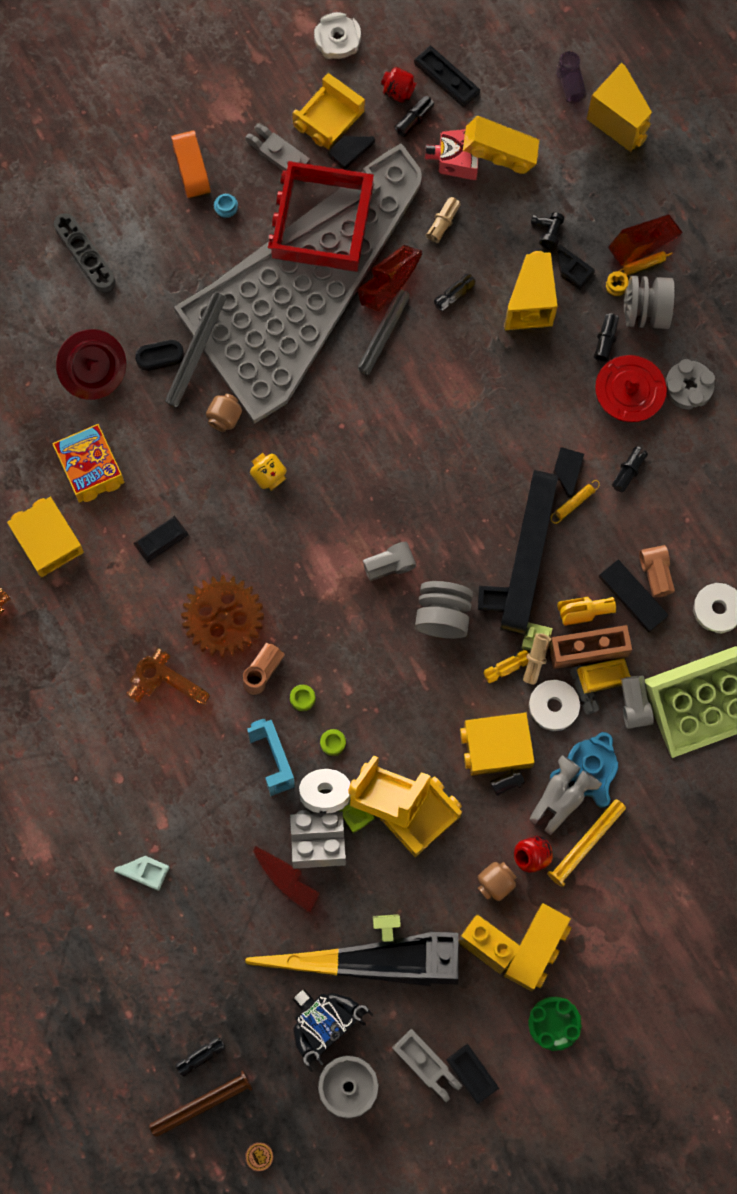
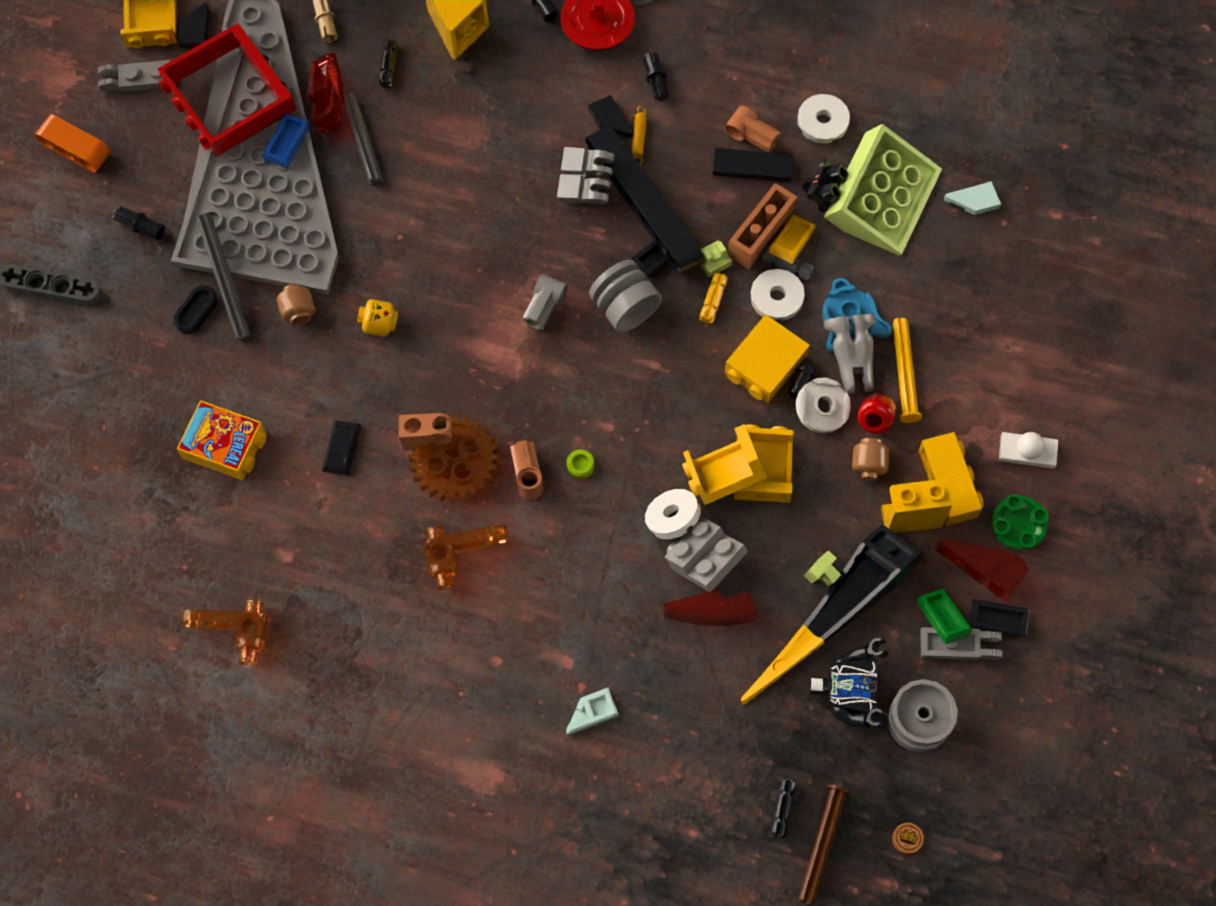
camera: 40 degrees left, 5 degrees down
(45, 536) = (243, 528): yellow brick -> none
(91, 364) = (146, 361): dark red piece -> none
(180, 260) = (139, 222): none -> black axle
(217, 579) = (424, 429): none -> nougat leg
(226, 205) = (134, 151): medium azure plate -> none
(284, 778) = (631, 534): medium azure panel -> none
(328, 288) = (286, 140): none -> blue tile
(333, 742) = (639, 475): lime tile -> none
(356, 818) = (716, 511): lime tile -> none
(434, 1036) = (944, 616): none -> green tile
(488, 813) = (808, 408): none -> white tile
(502, 1036) = (989, 566): none -> clear red slope
(507, 489) = (579, 165): none -> light grey legs
(536, 658) = (731, 270): tan axle -> none
(584, 609) = (728, 205): yellow arm -> none
(615, 980) = (1028, 449): none -> white tile
(637, 709) = (841, 240): light grey piece -> none
(664, 657) = (824, 186): none -> black hips

